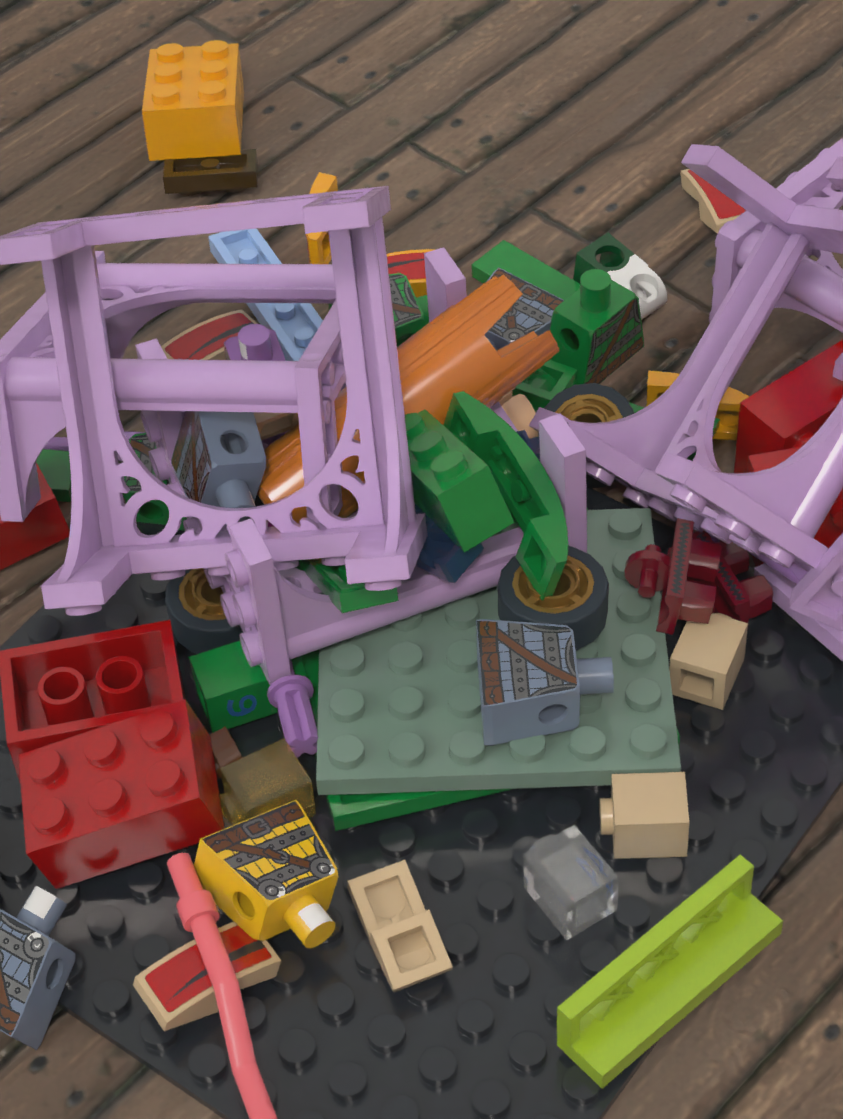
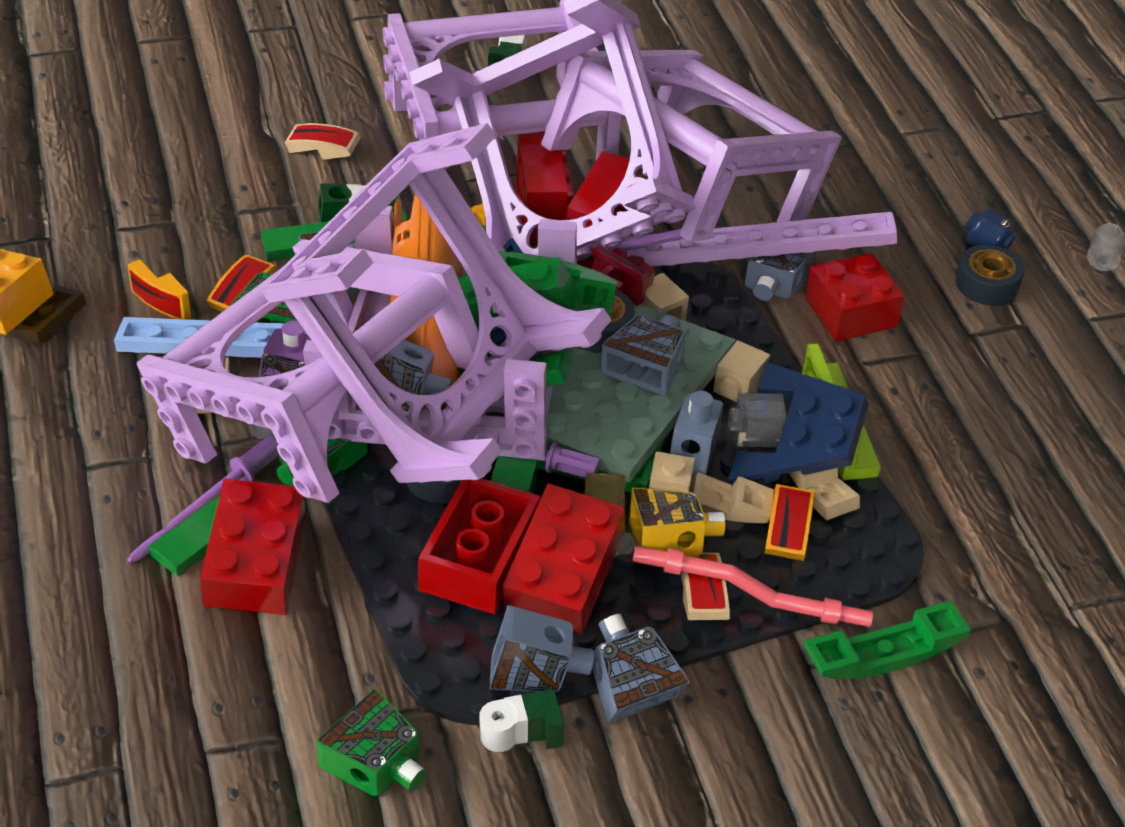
camera: 65 degrees left, 5 degrees down
(354, 836) = (671, 472): none -> tan brick
(403, 1010) = (789, 522): none -> slope
(455, 823) = (700, 422): none -> sand blue torso
(515, 1021) = (831, 494): none -> tan slope
(573, 951) = (817, 432): none -> dark blue wing

